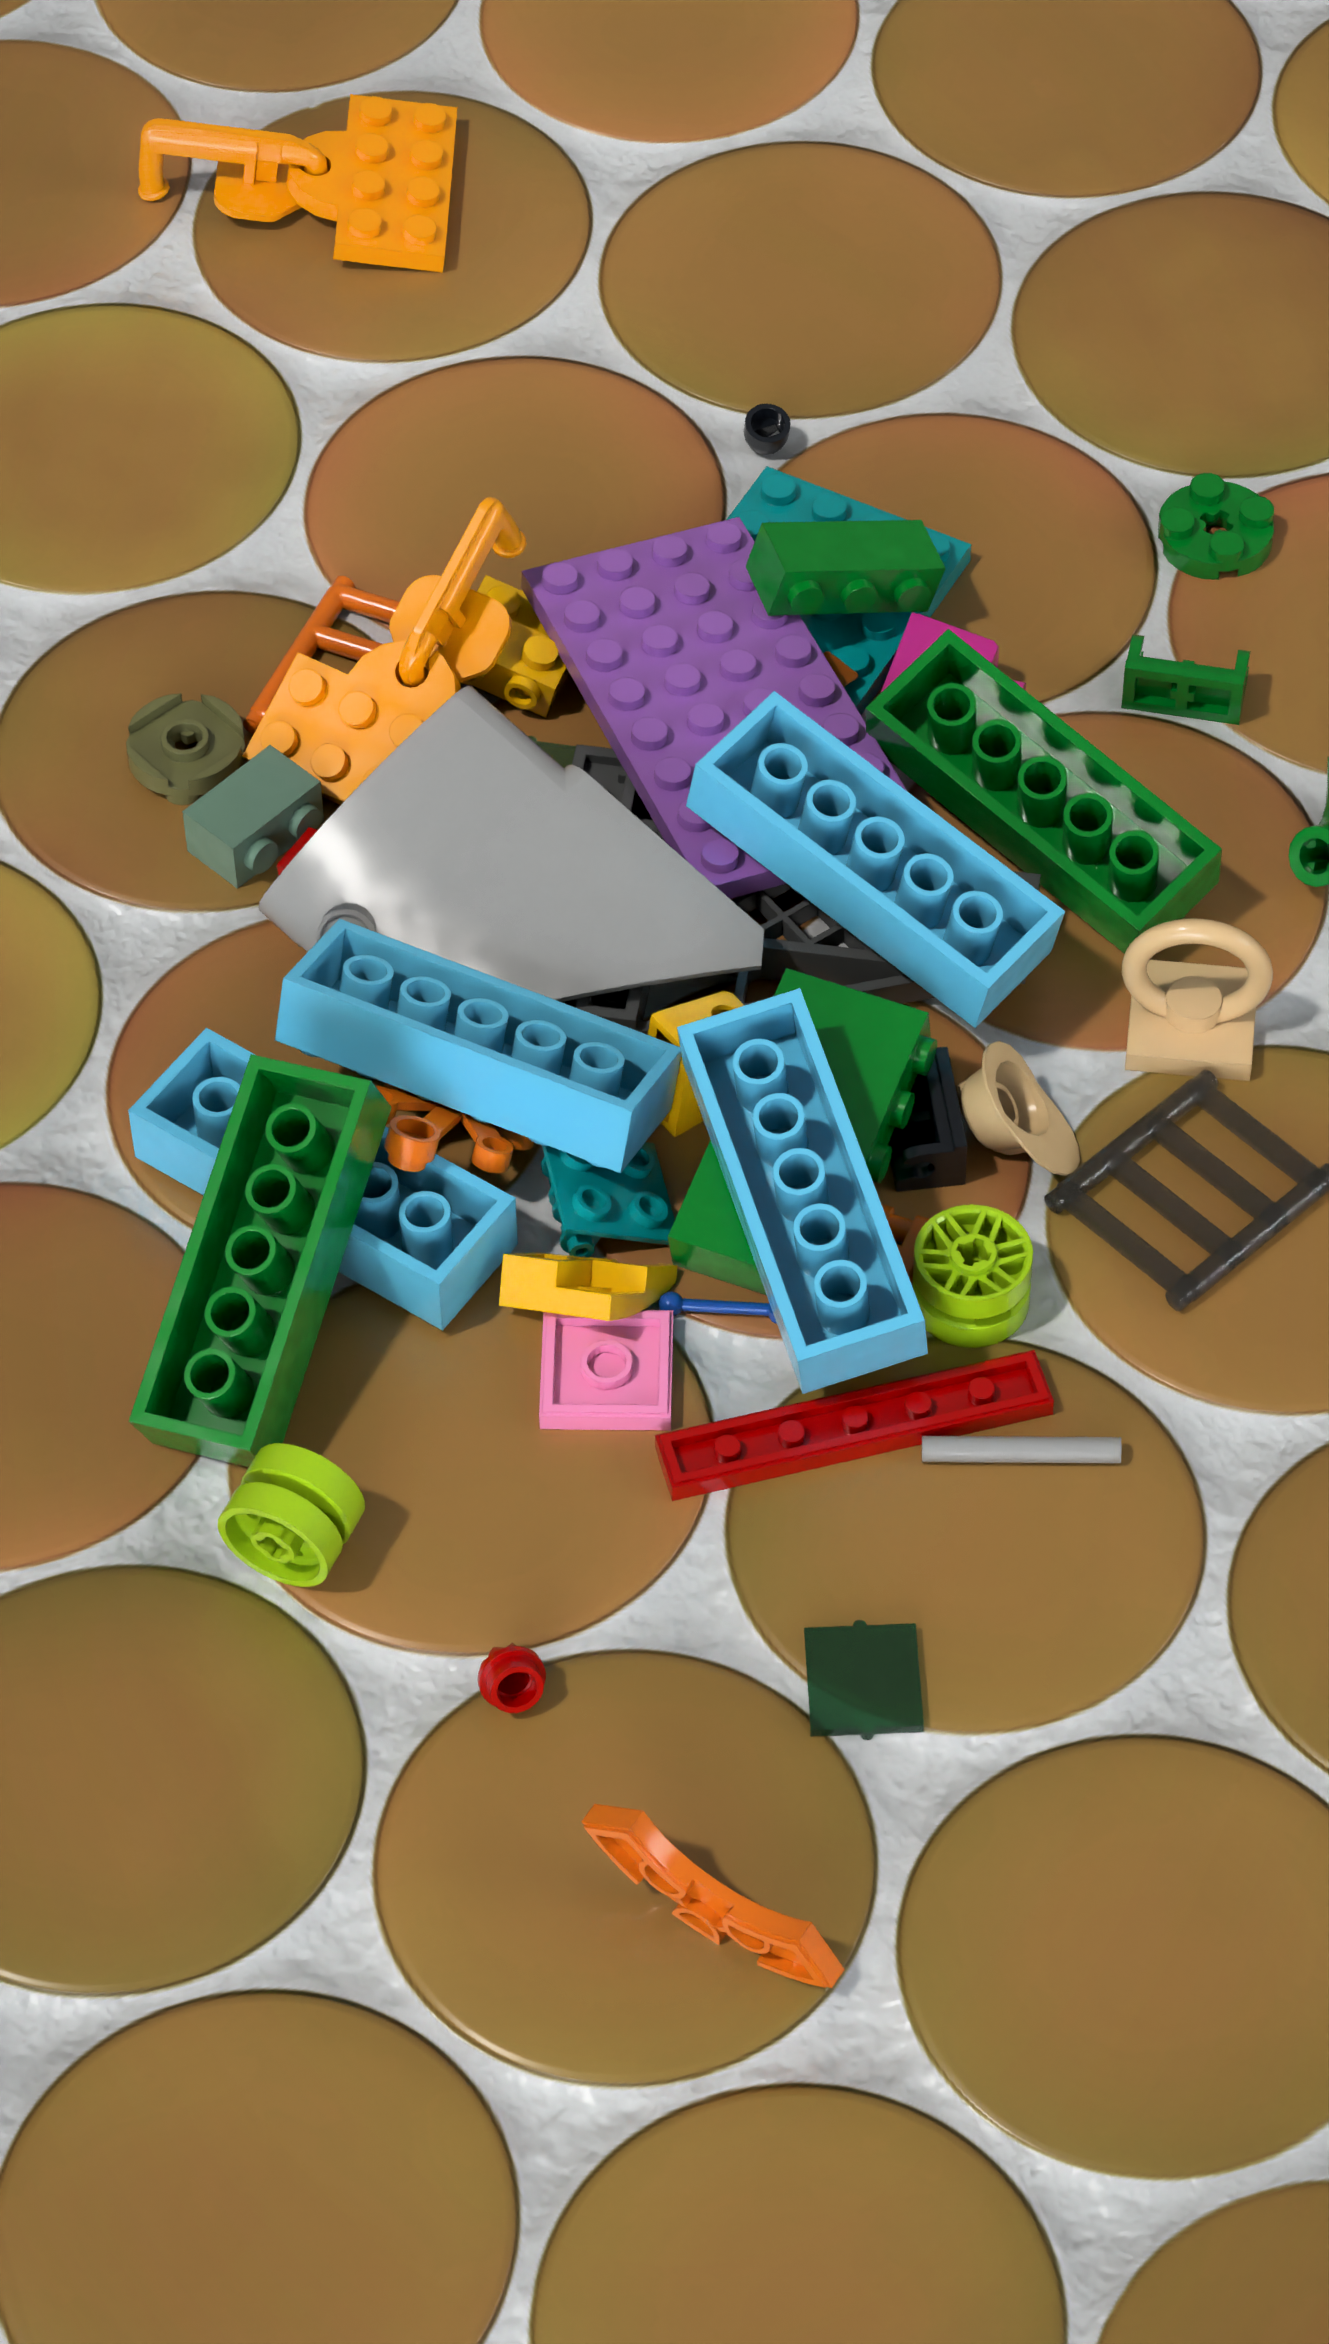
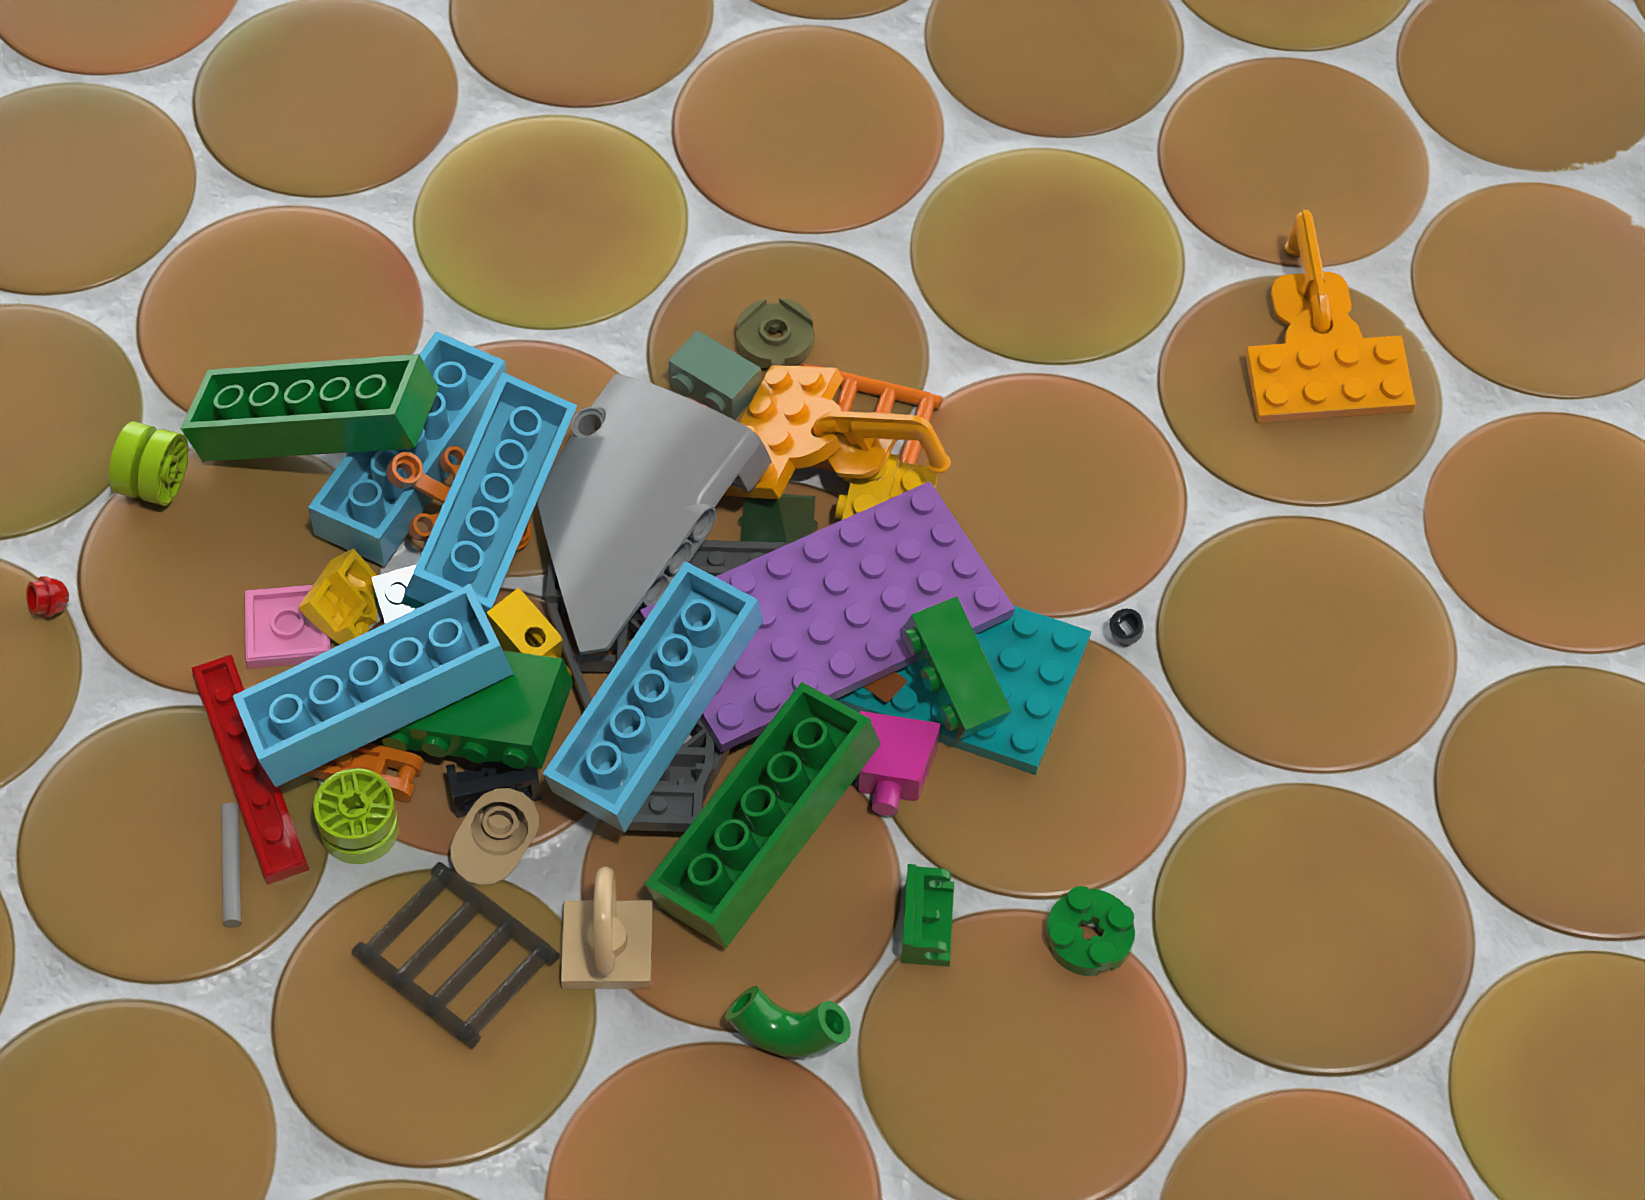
camera: 80 degrees right, 5 degrees up
(863, 1680) = (54, 791): clear green piece -> none

